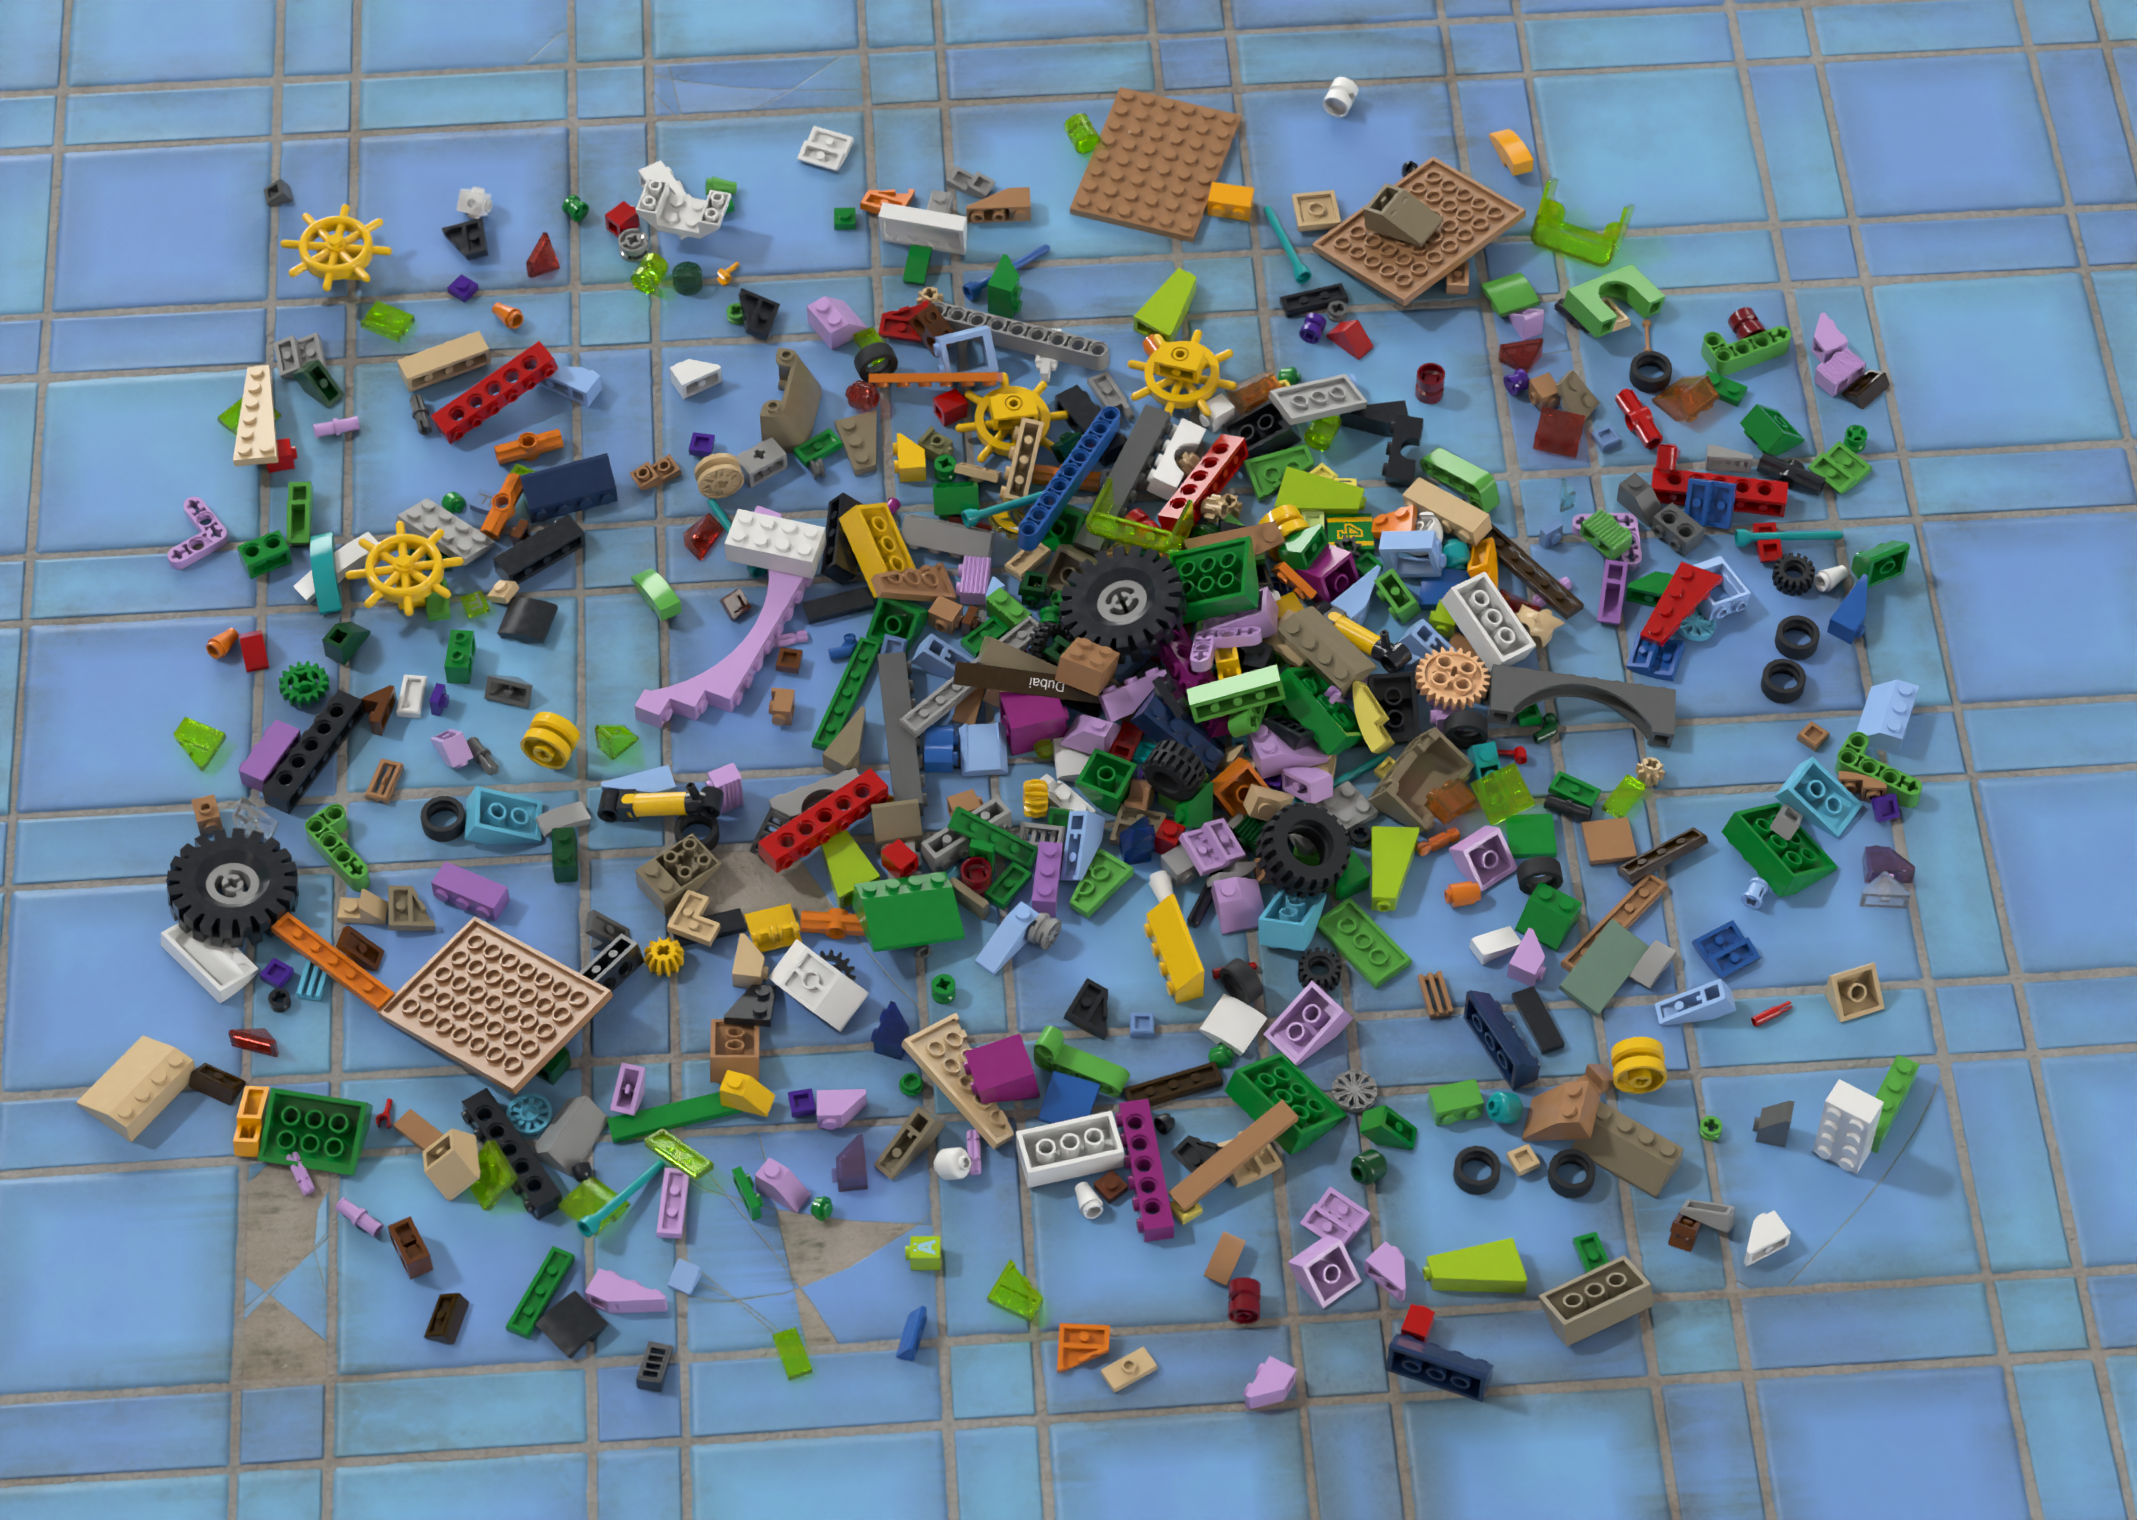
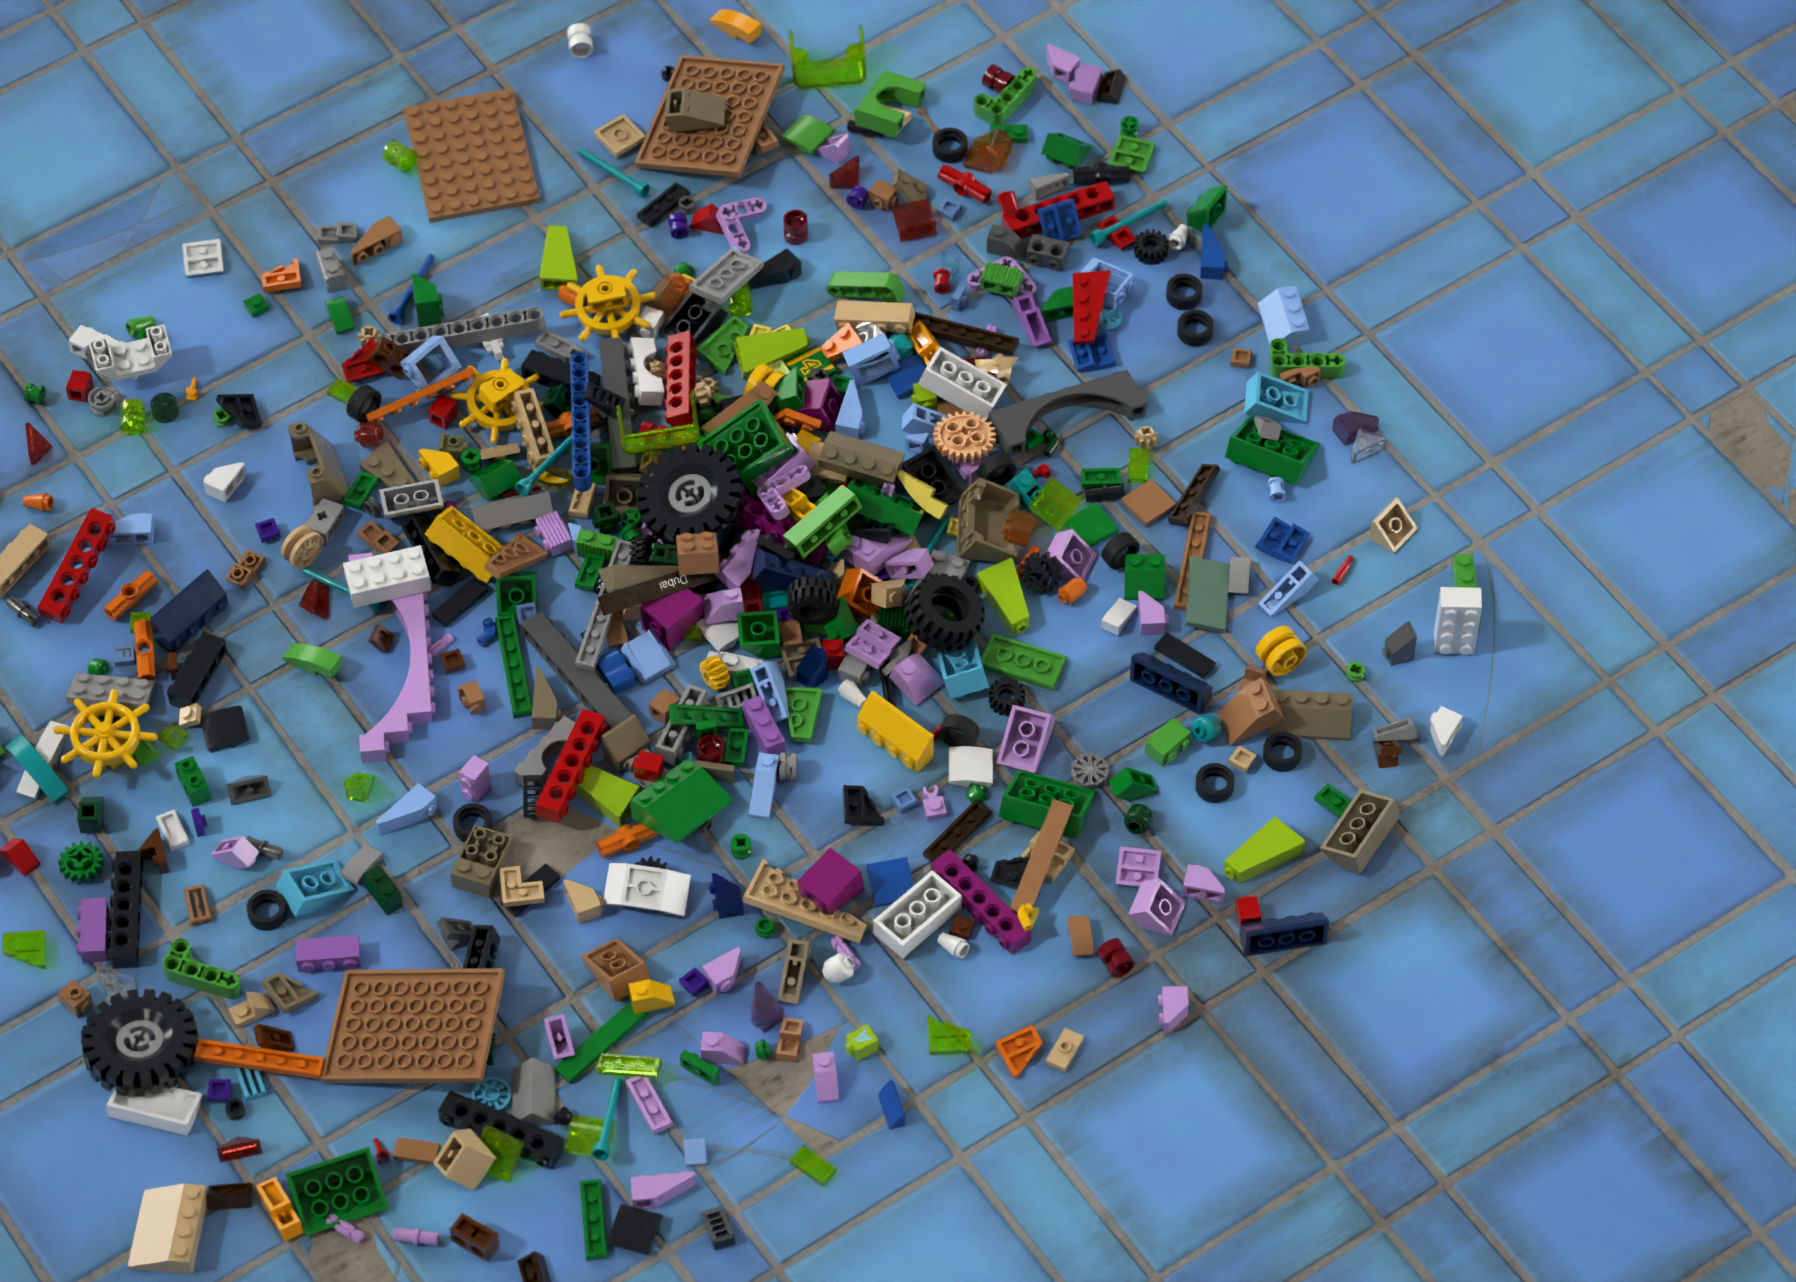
camera: 30 degrees left, 0 degrees up
(550, 740) = (313, 809): yellow wheel -> none
(632, 806) = (408, 827): black piece -> none
(663, 956) = (513, 927): yellow gear -> none
(753, 1007) = (608, 930): black wing -> none
(773, 928) = (581, 864): yellow hinge -> none
(802, 503) = (376, 538): none -> medium nougat slope
(833, 321) = (305, 388): lavender slope -> none
(855, 479) = (411, 498): none -> light grey slope
(857, 1212) = (789, 1039): none -> medium nougat slope
(864, 1269) = (825, 1077): none -> lavender slope
(923, 227) = (329, 283): white slope -> none
(938, 657) = (570, 604): light blue slope -> none
(945, 615) = (550, 570): medium nougat brick -> none
(971, 620) = (573, 565): reddish brown plate -> none
(1054, 1055) = (864, 852): bright green beam -> none
(1116, 468) = (613, 398): none -> black slope
(1169, 1045) = (933, 805): none -> lavender plate
(1175, 1205) = (1023, 916): none -> yellow arm
(1230, 201) = (550, 157): light orange brick -> none
(1353, 880) = (992, 617): green slope -> none
(1370, 348) = (735, 217): none -> lavender beam
(1390, 655) = (901, 440): piece -> none
(1397, 595) = (879, 396): bright green brick -> none
(1405, 432) = (815, 301): black arch -> none
(1431, 979) = (1102, 671): medium nougat tile -> none
(1440, 858) = (1046, 565): none -> black gear
(1546, 508) = (942, 281): none -> red bush
(1885, 807) = (1326, 384): dark purple plate -> none

